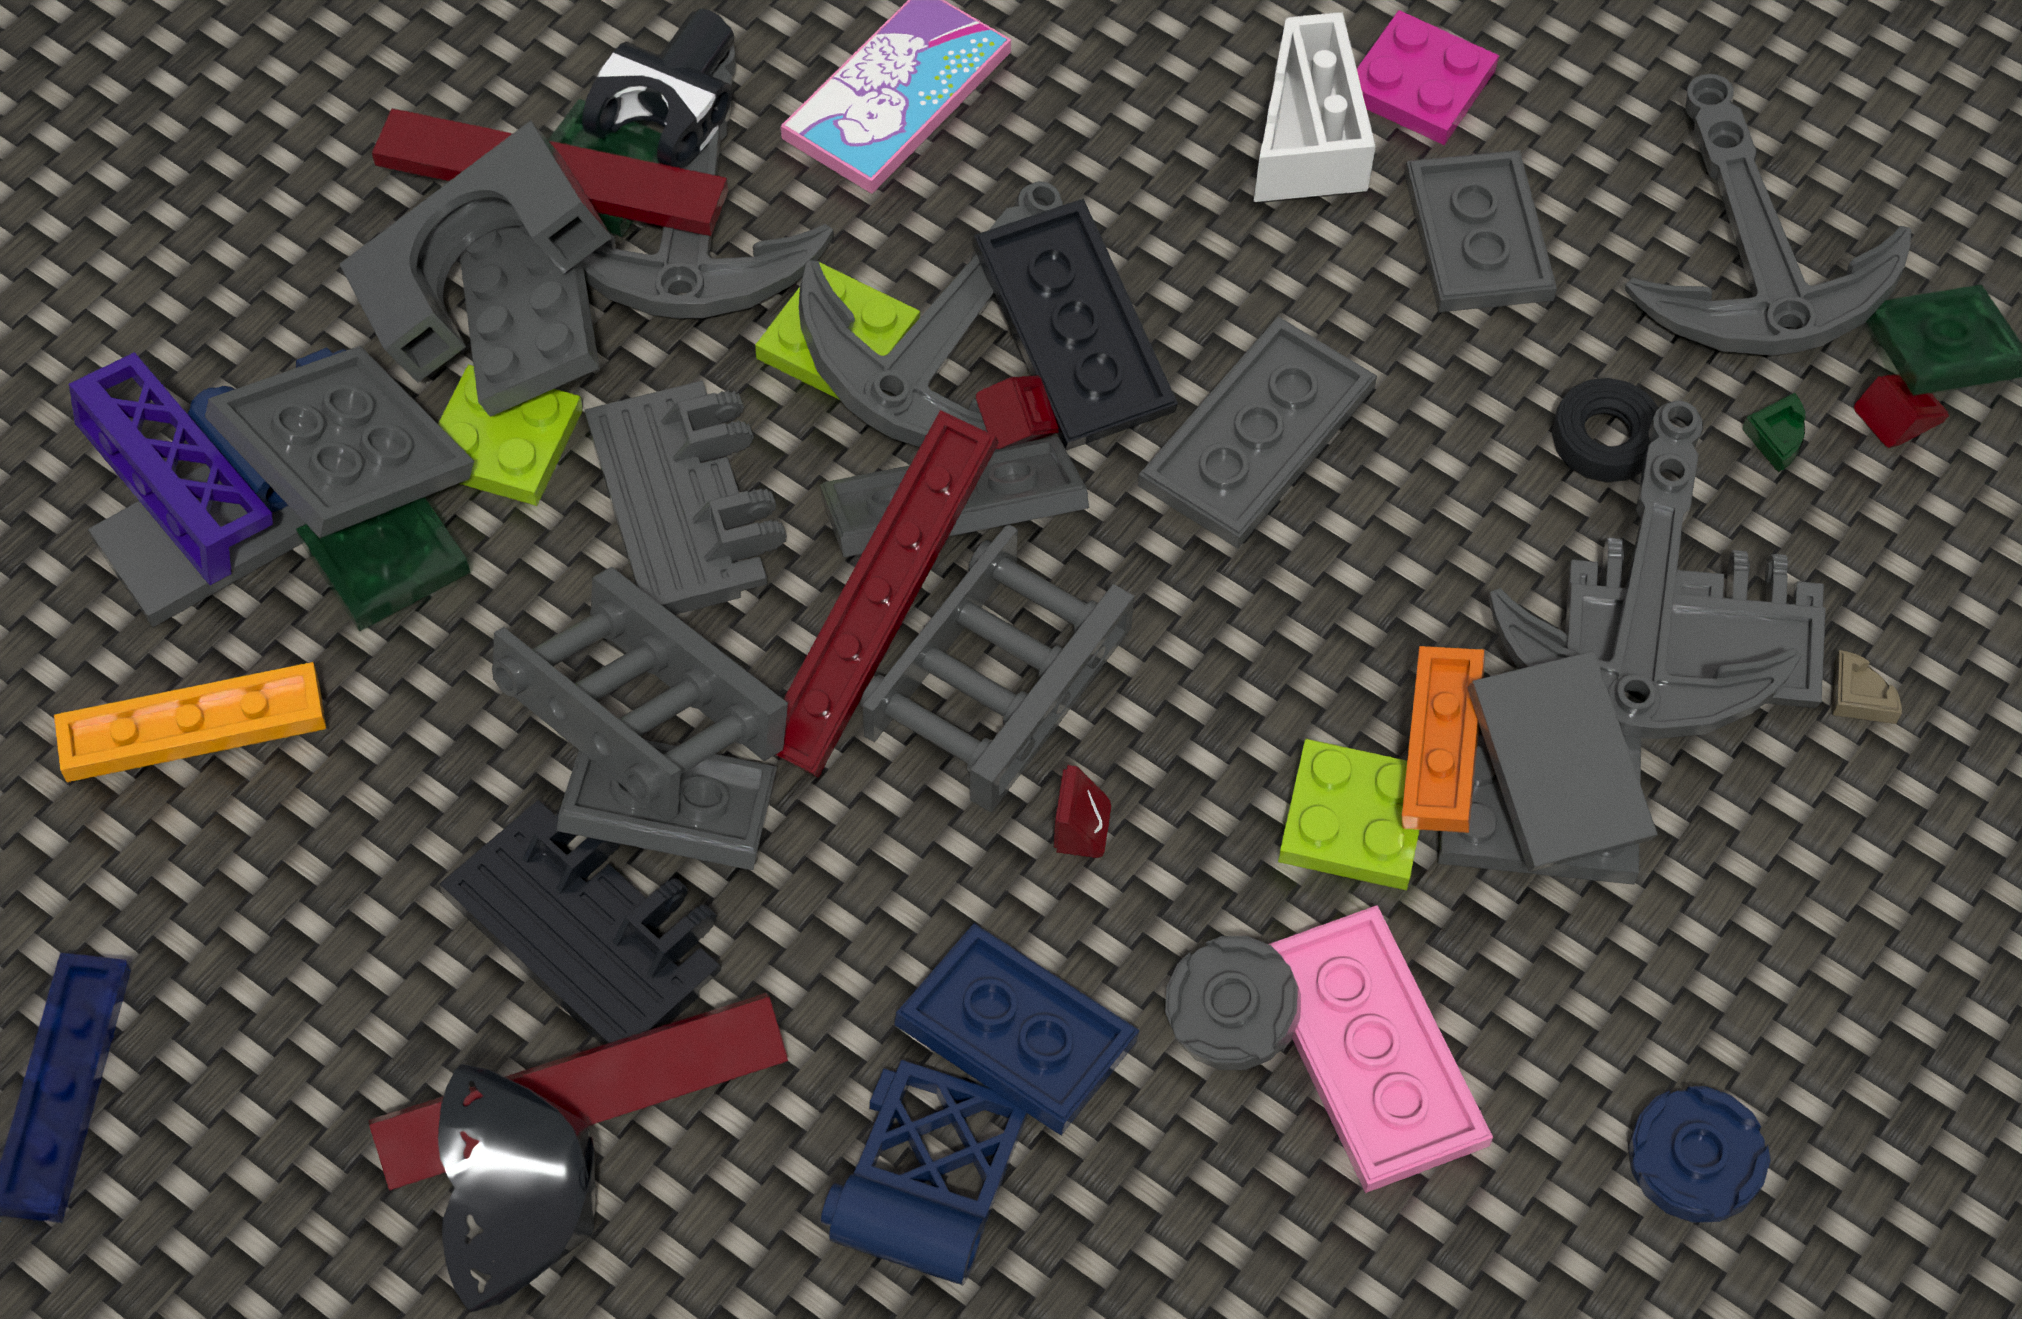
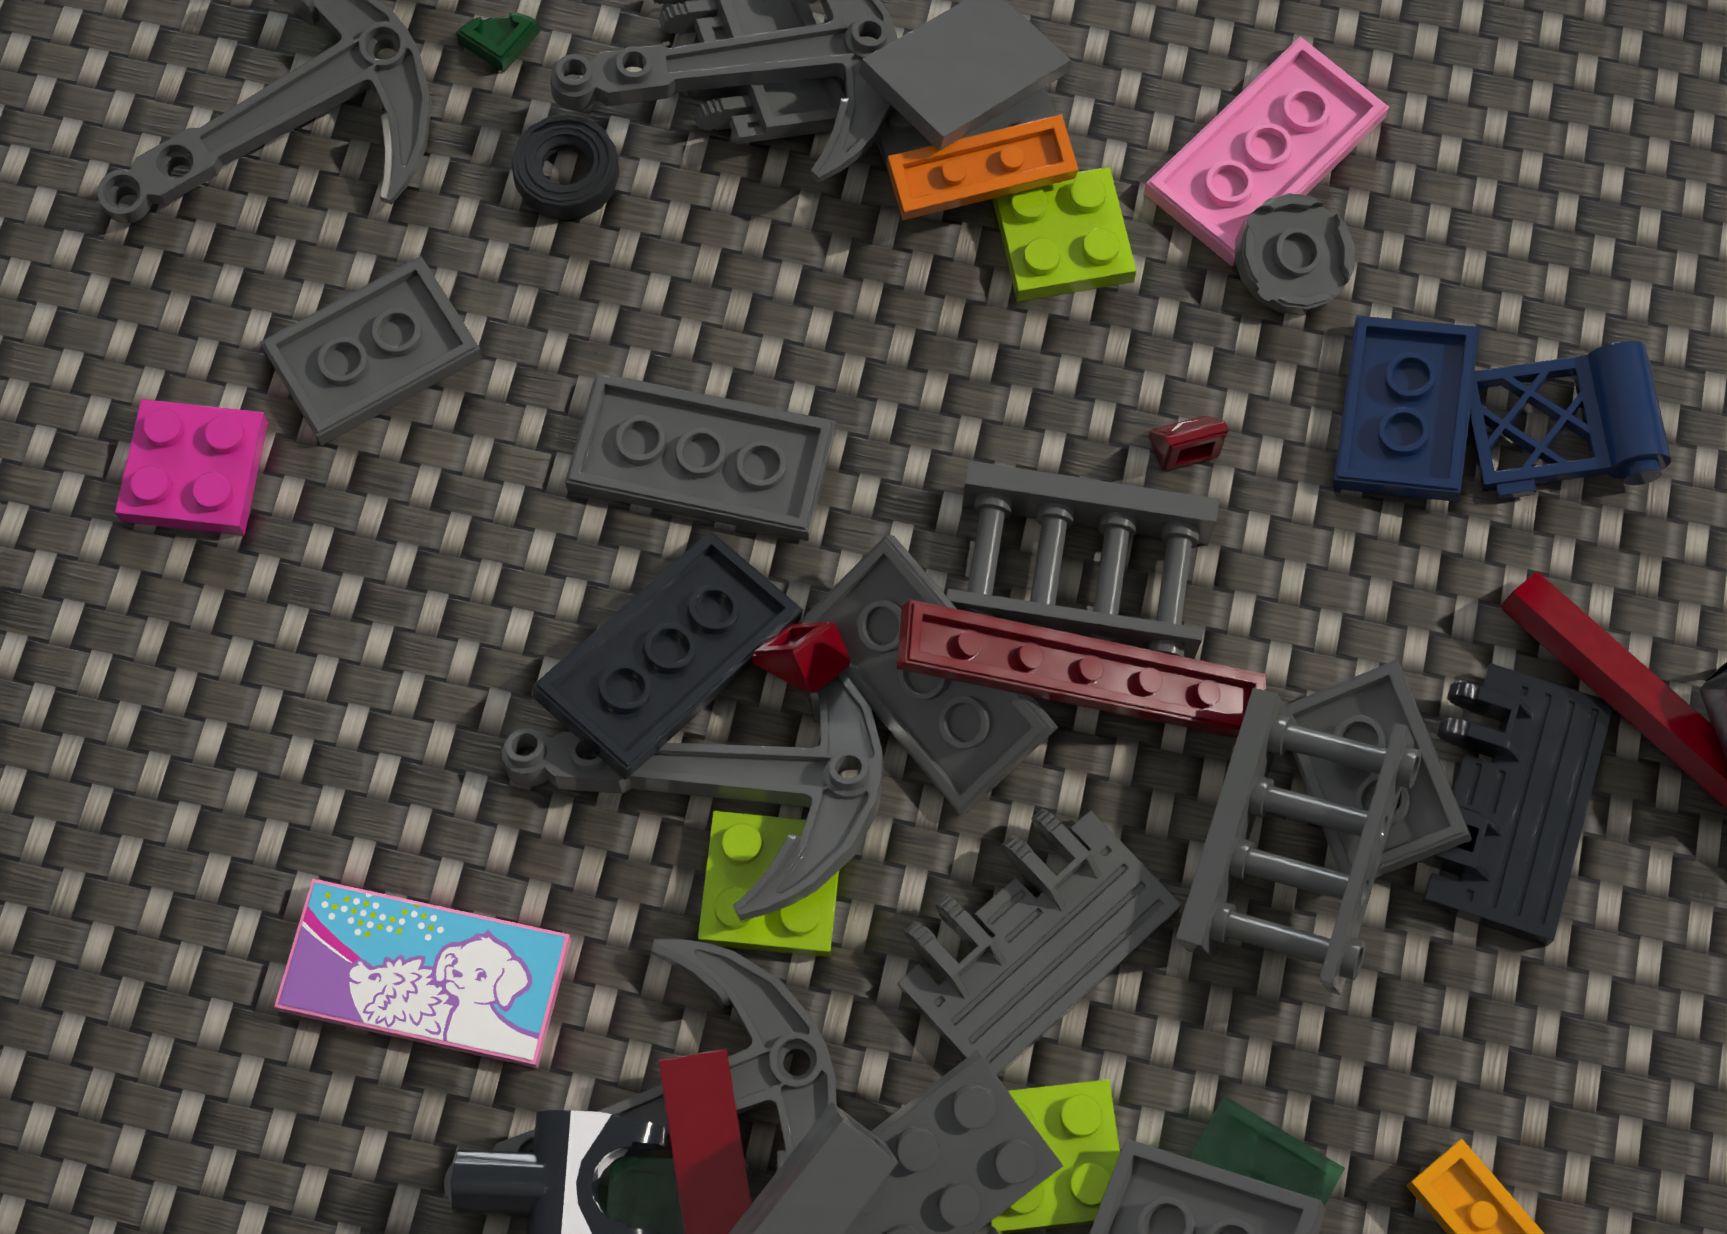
camera: 115 degrees left, 10 degrees up
(1316, 117) = (305, 529): white wedge -> none

